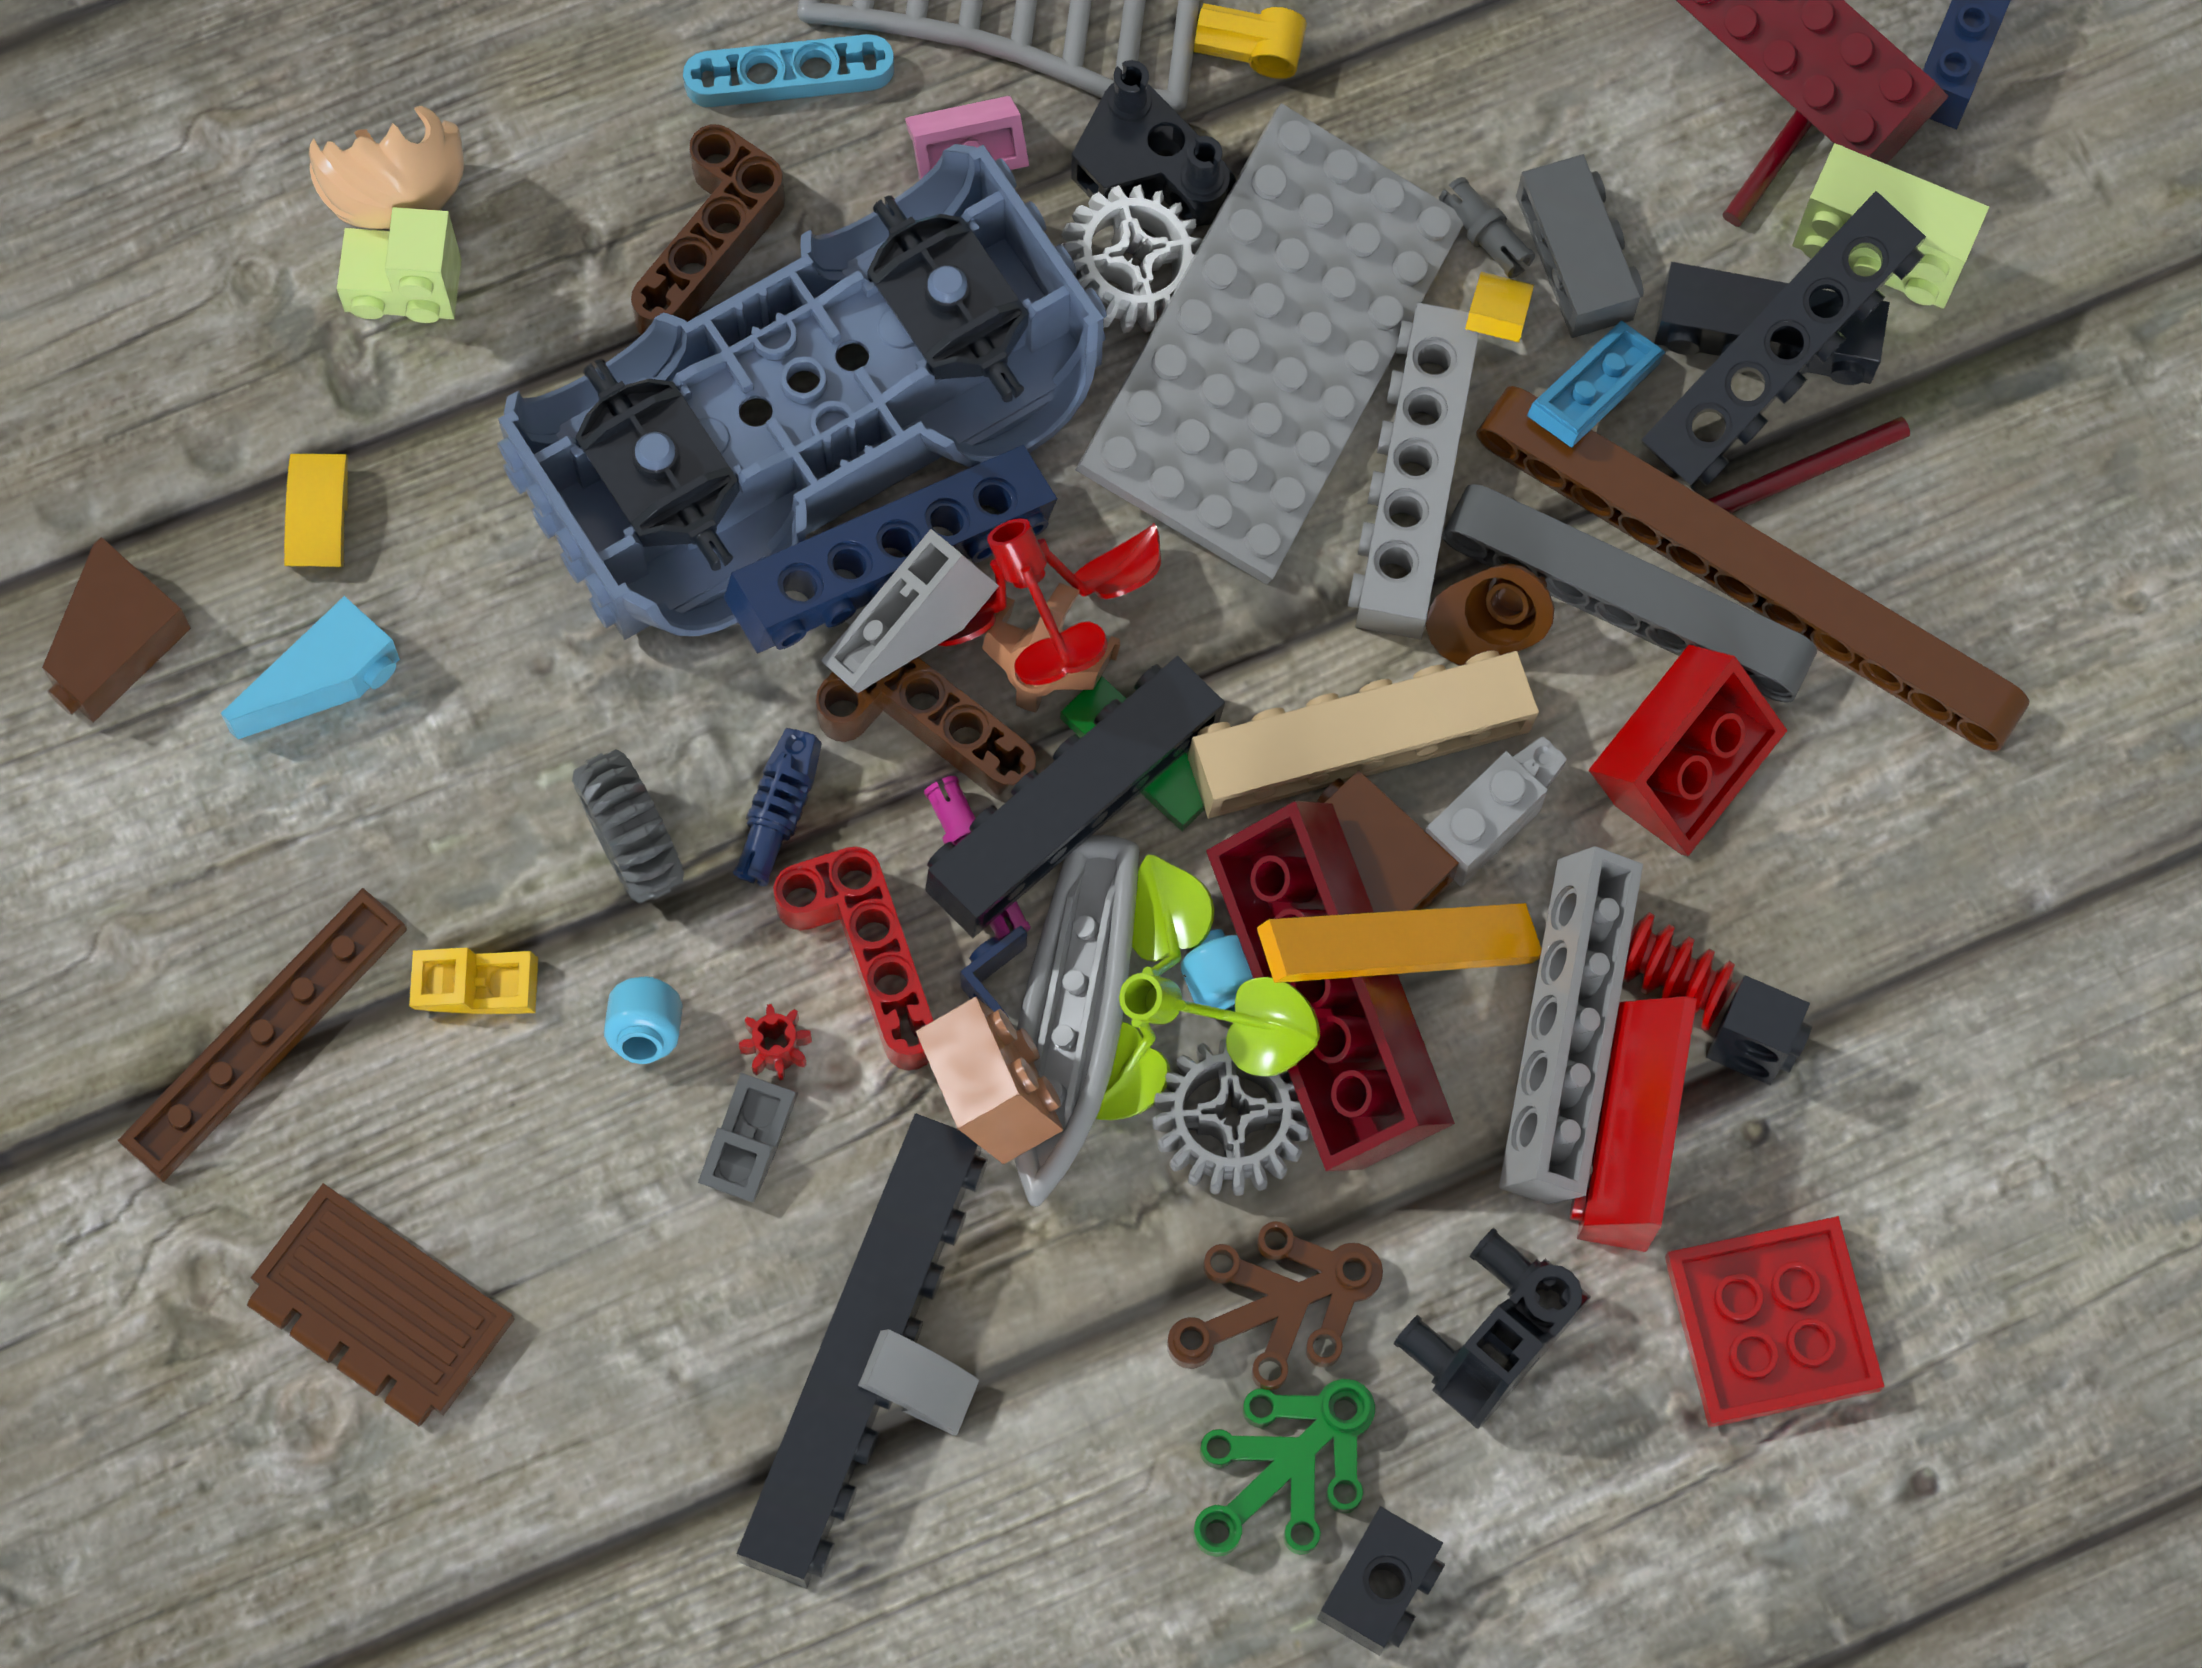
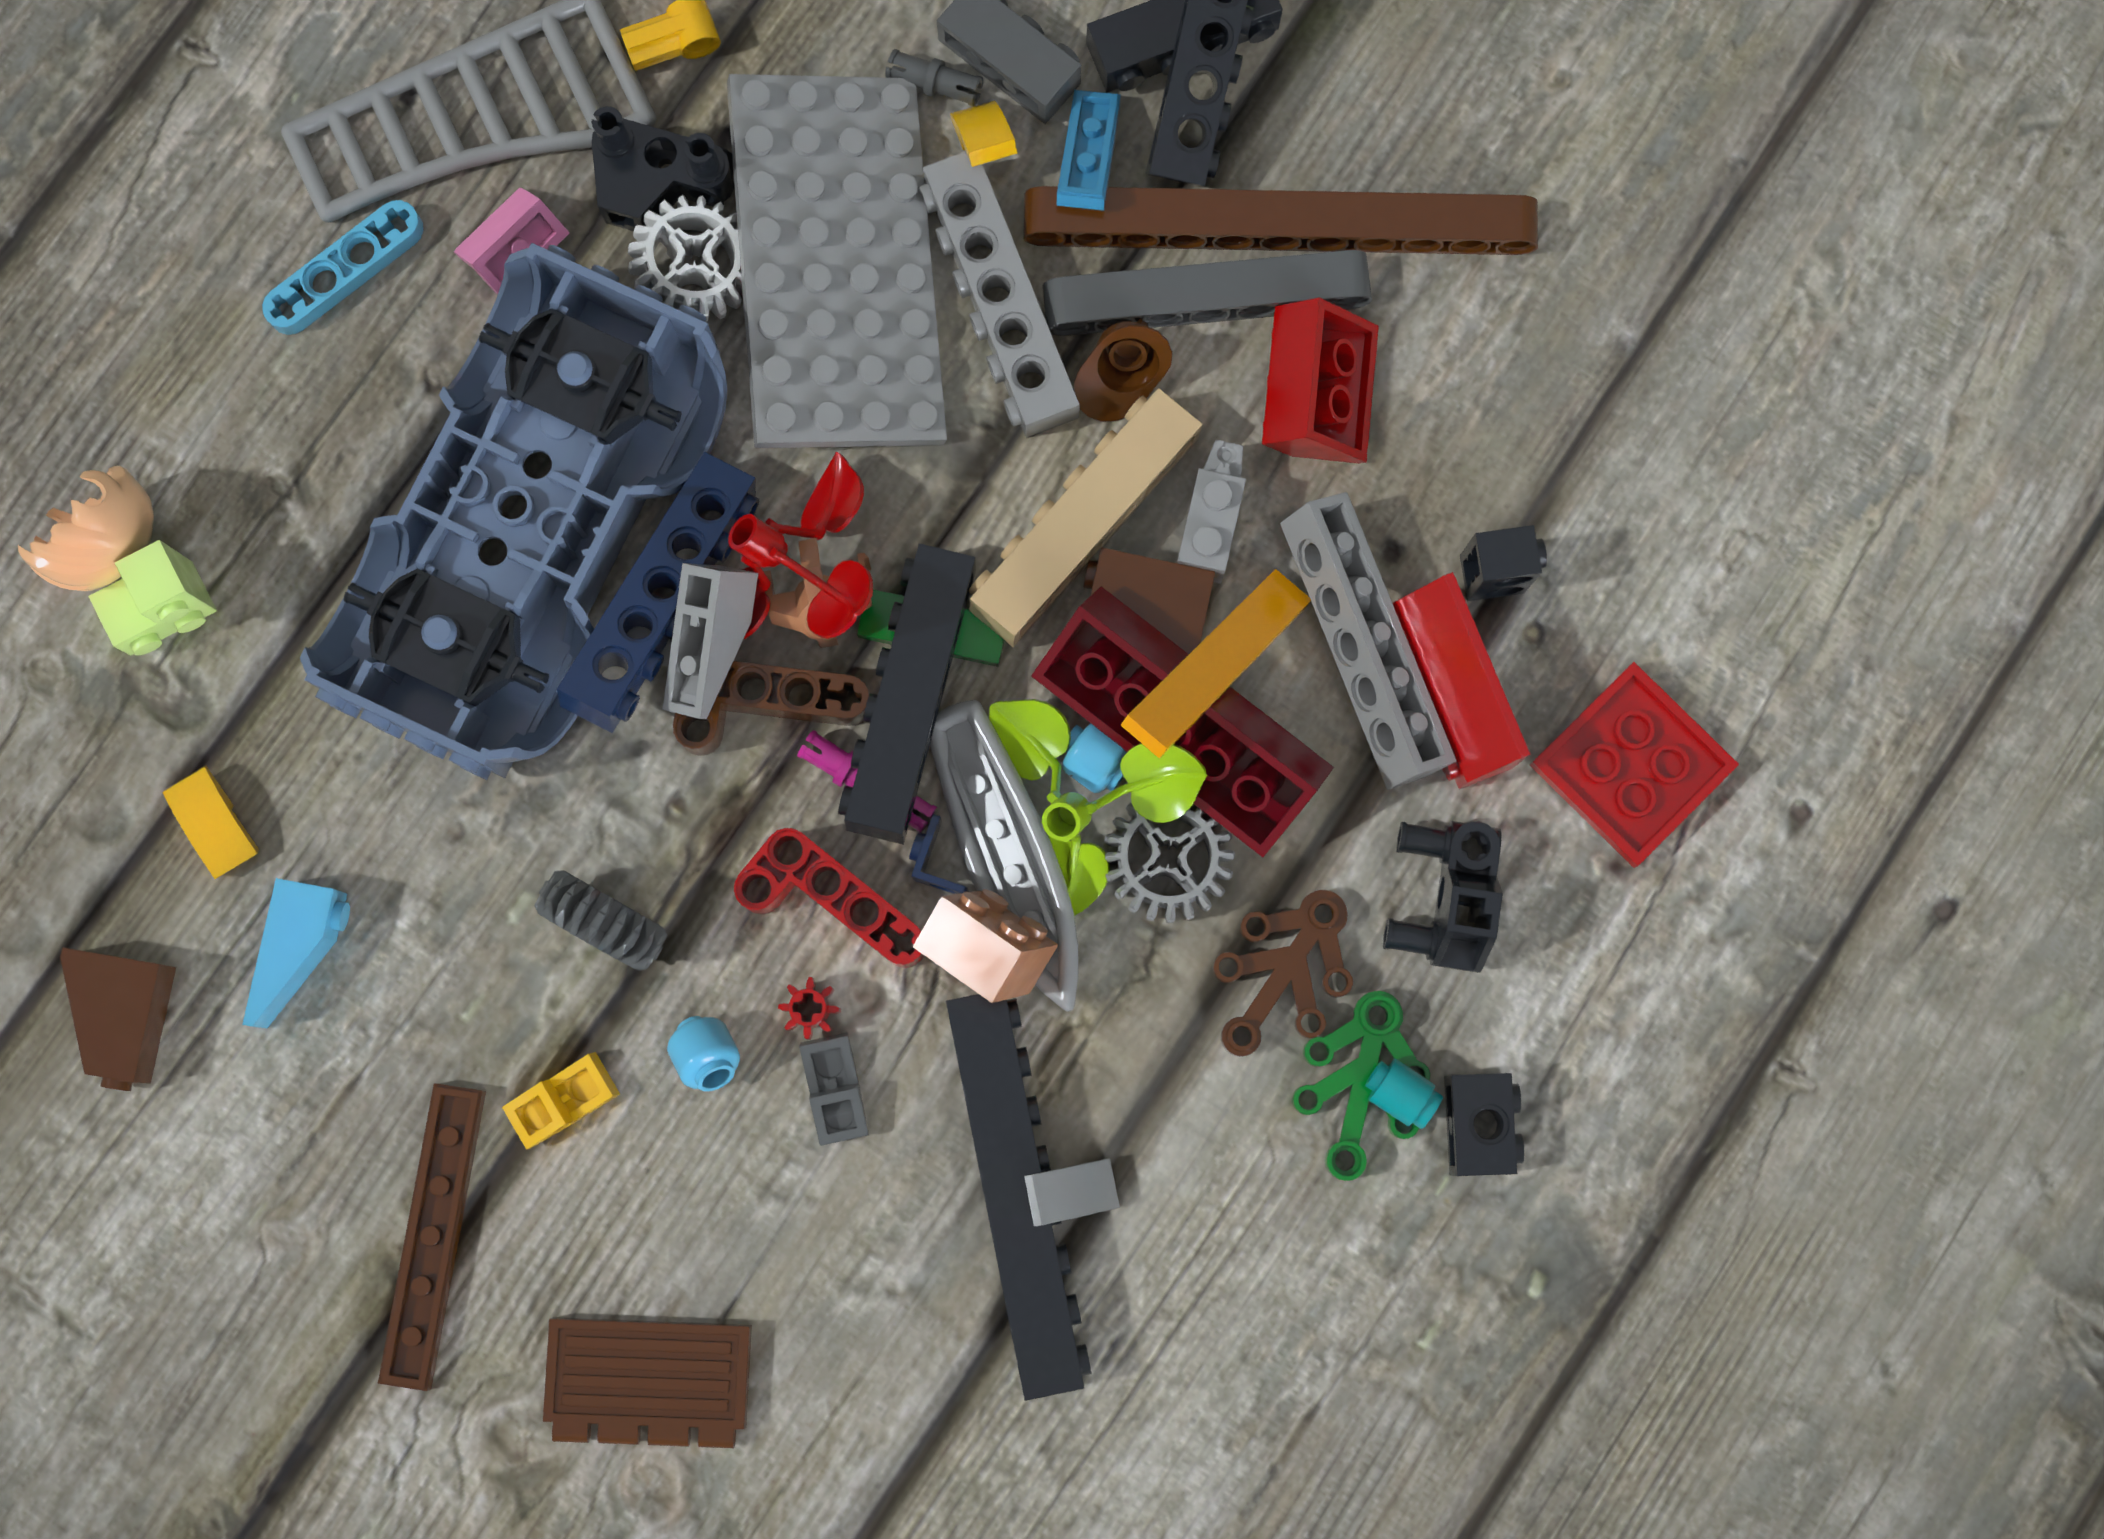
camera: 30 degrees left, 10 degrees up
(697, 240) = (360, 441): reddish brown beam -> none
(778, 803) = (697, 829): dark blue hinge -> none
(1319, 1495) = (1403, 1093): none -> teal brick
(1677, 969) = (1417, 552): red piece -> none
(1813, 465) = (1276, 117): dark red bar -> none

